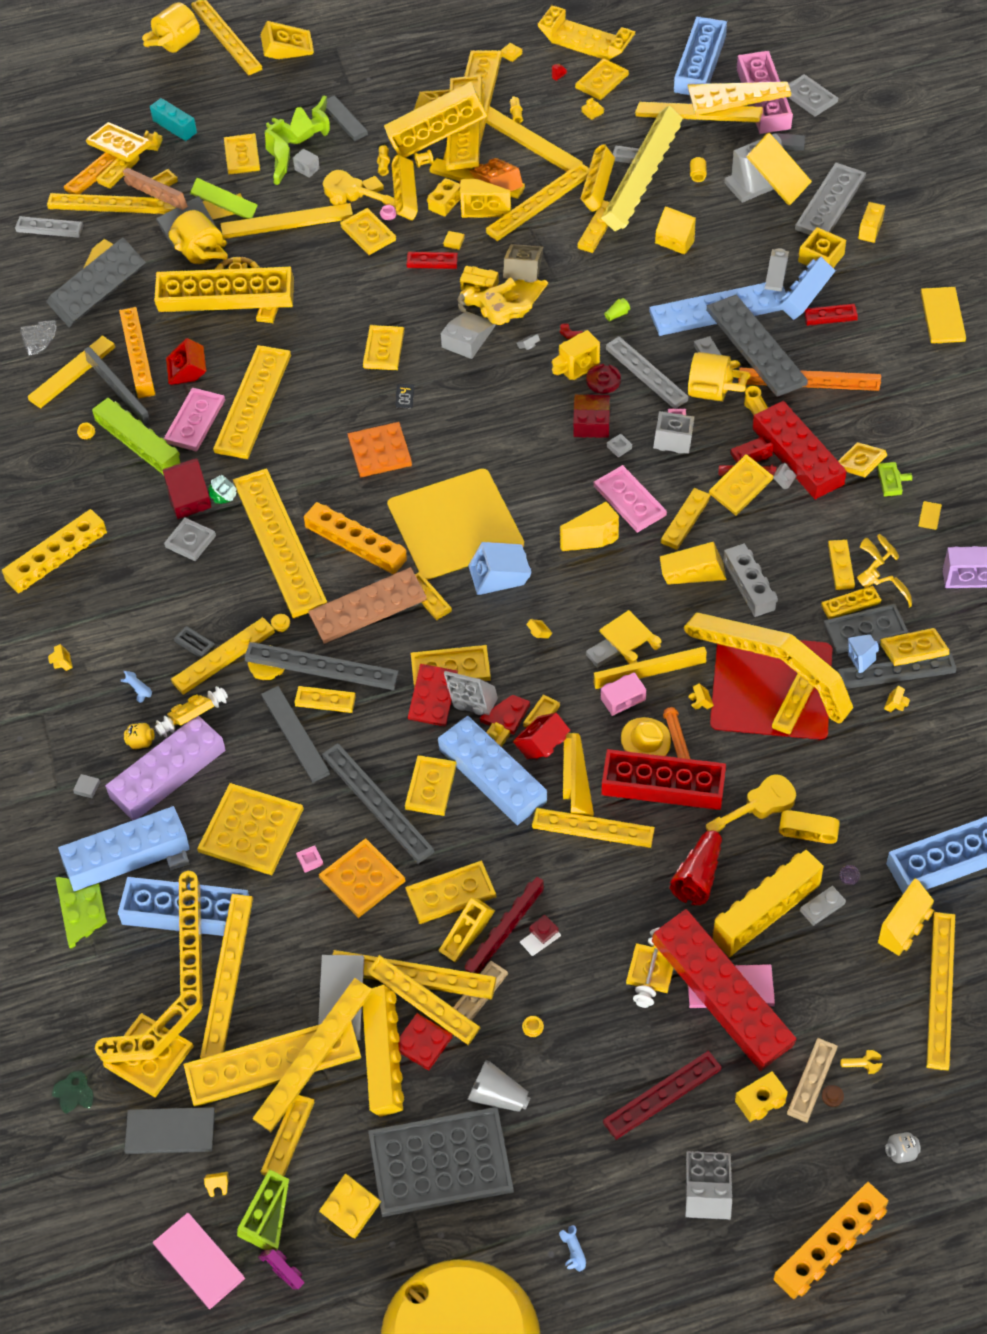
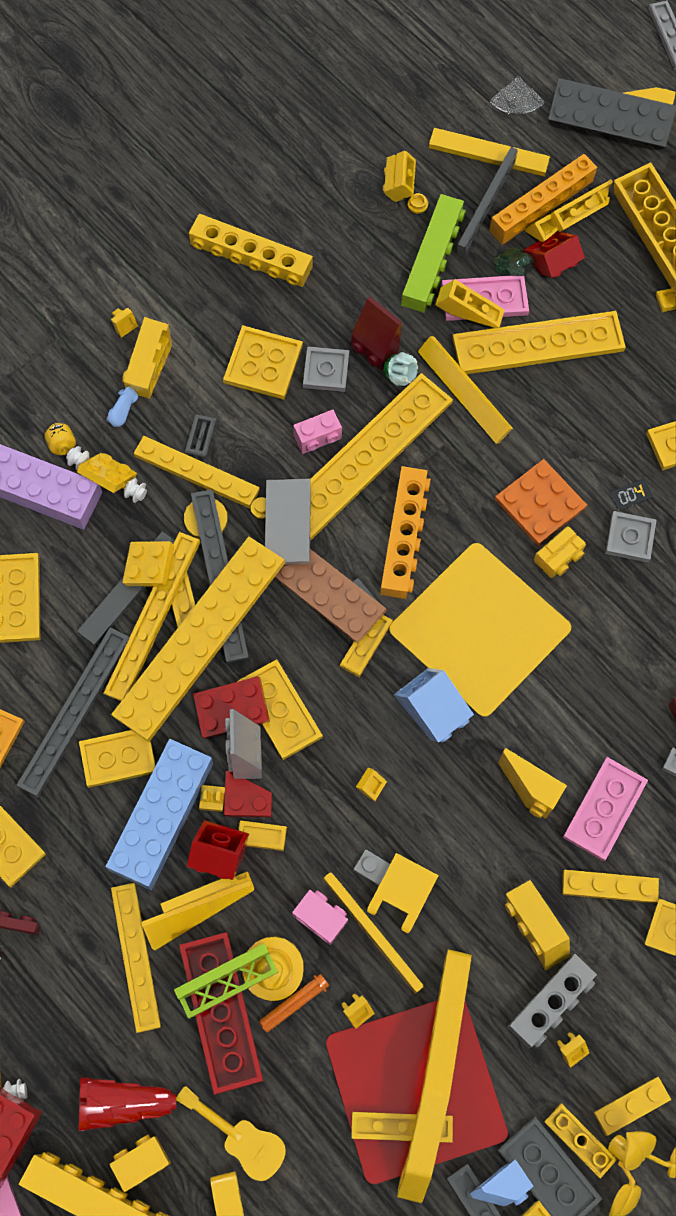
camera: 60 degrees right, 15 degrees up
(57, 431) = (399, 176): none -> yellow brick
(106, 650) = (148, 357): none -> yellow wedge
(158, 577) = (263, 362): none -> yellow plate
(159, 342) = (571, 213): none -> yellow wedge
(174, 393) = (513, 262): none -> clear green plate
(197, 426) = (468, 304): none -> yellow slope
(241, 561) = (317, 431): none -> bright pink brick
(262, 459) = (465, 389): none -> yellow tile
(286, 706) = (148, 563): none -> yellow plate
(305, 603) = (288, 519): none -> light grey tile
(330, 722) = (151, 620): none -> yellow tile
(368, 694) = (198, 639): none -> yellow plate
(426, 451) = (560, 552): none -> yellow brick
(438, 406) = (631, 536): none -> light grey plate
(637, 758) = (222, 972): none -> lime fence
(748, 870) = (140, 1163): none -> yellow brick
(789, 580) = (574, 1050): none -> yellow tile

